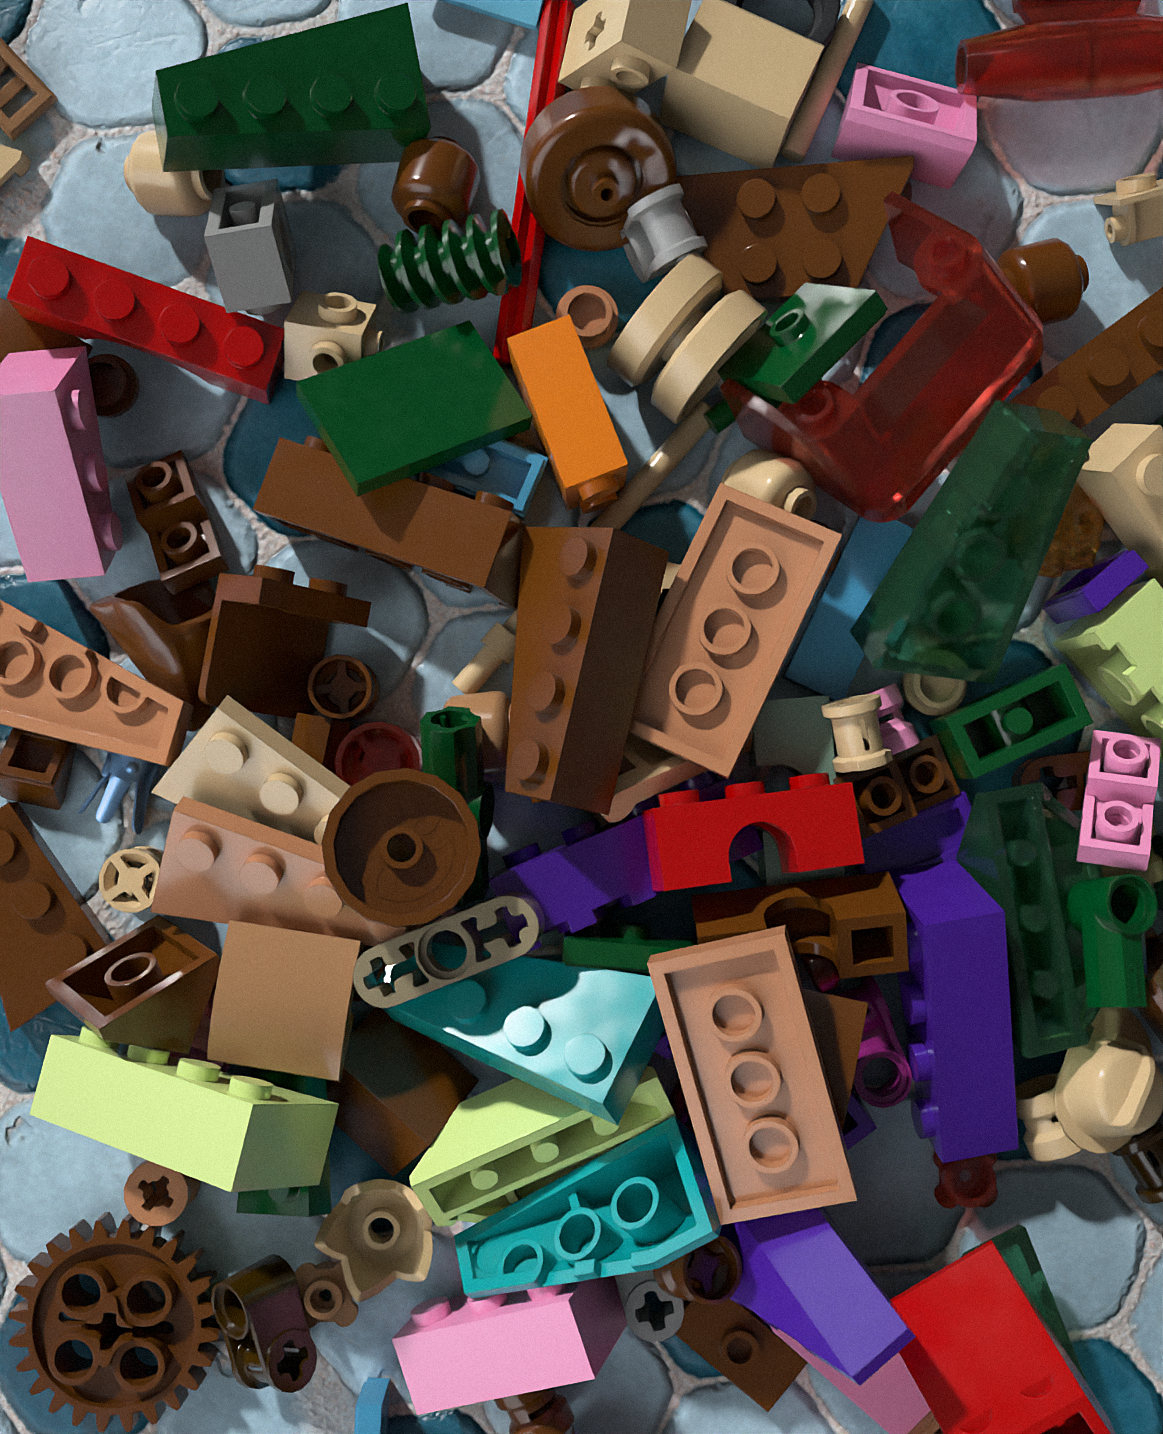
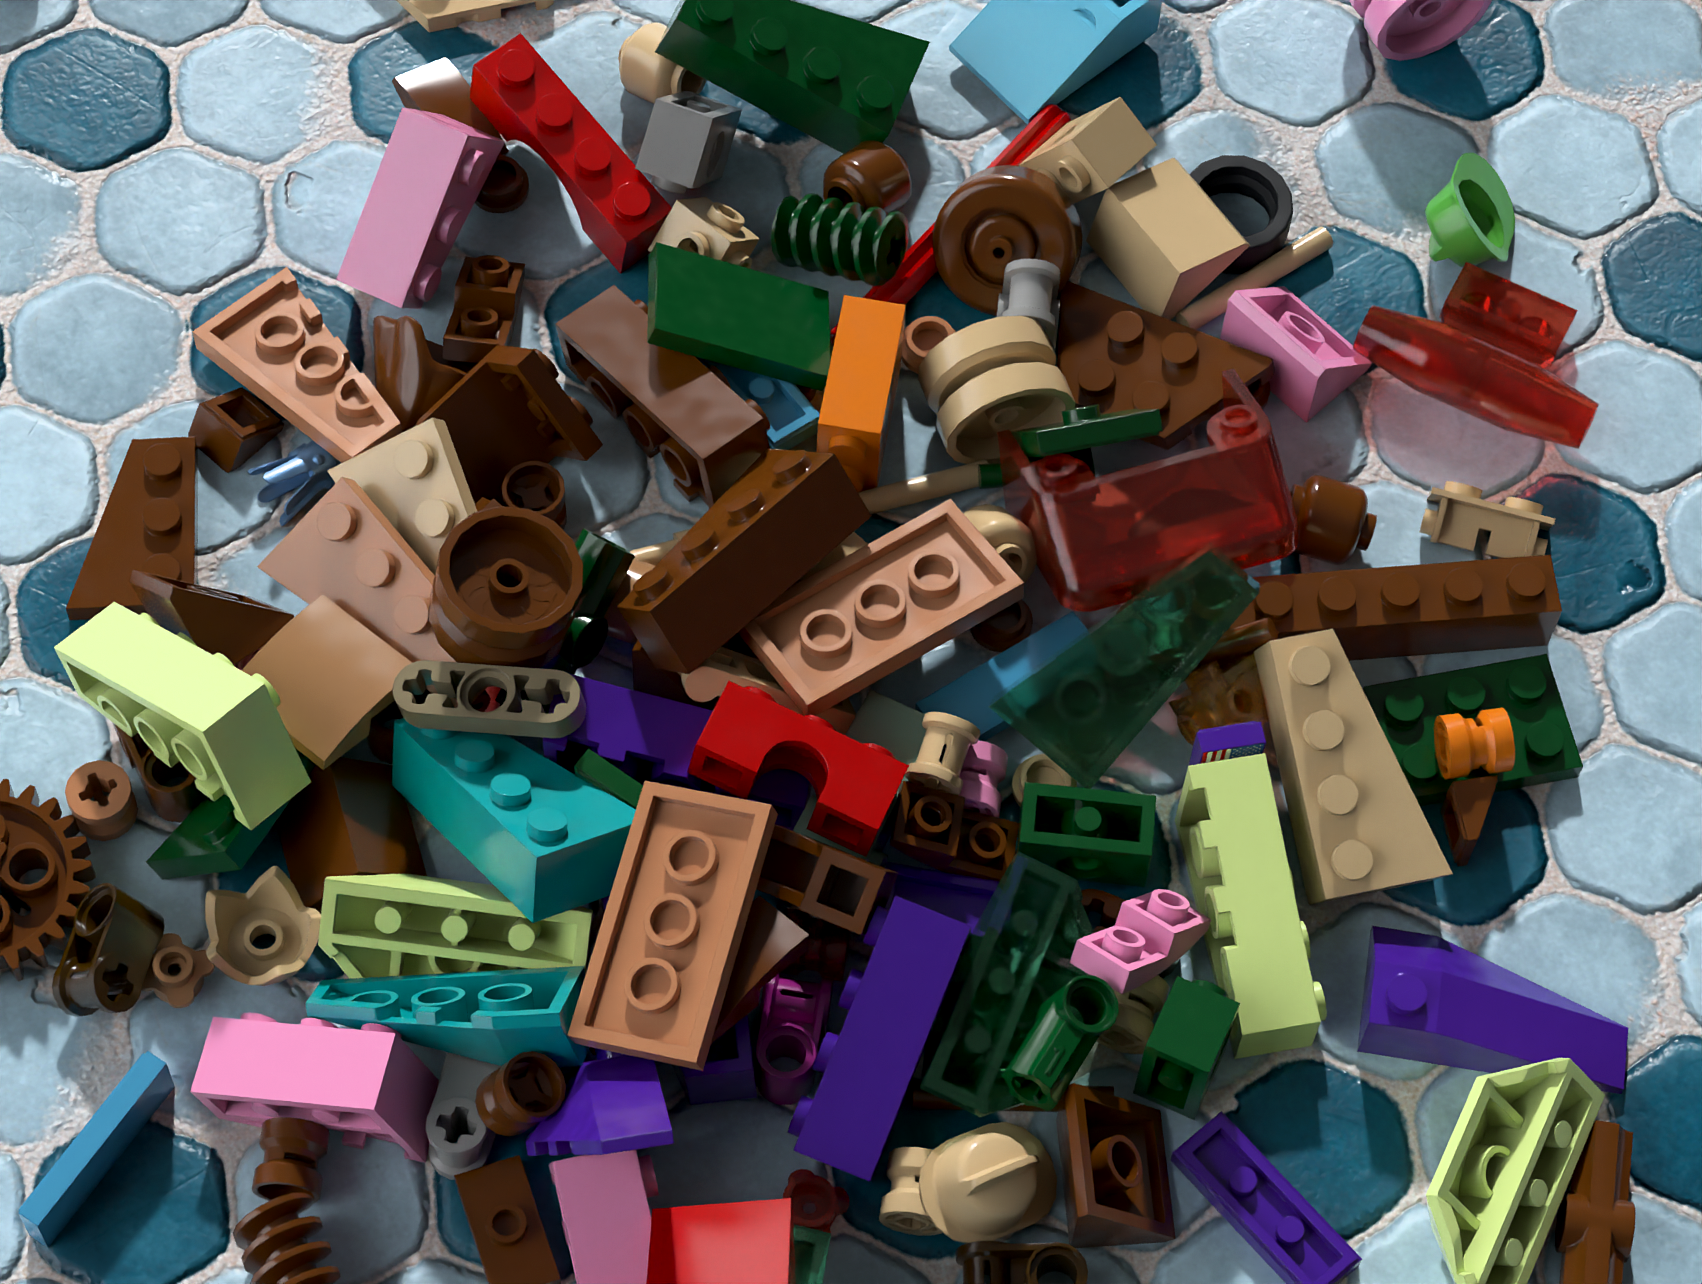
camera: 25 degrees right, 25 degrees down
(124, 884) = (244, 545): tan wheel -> none

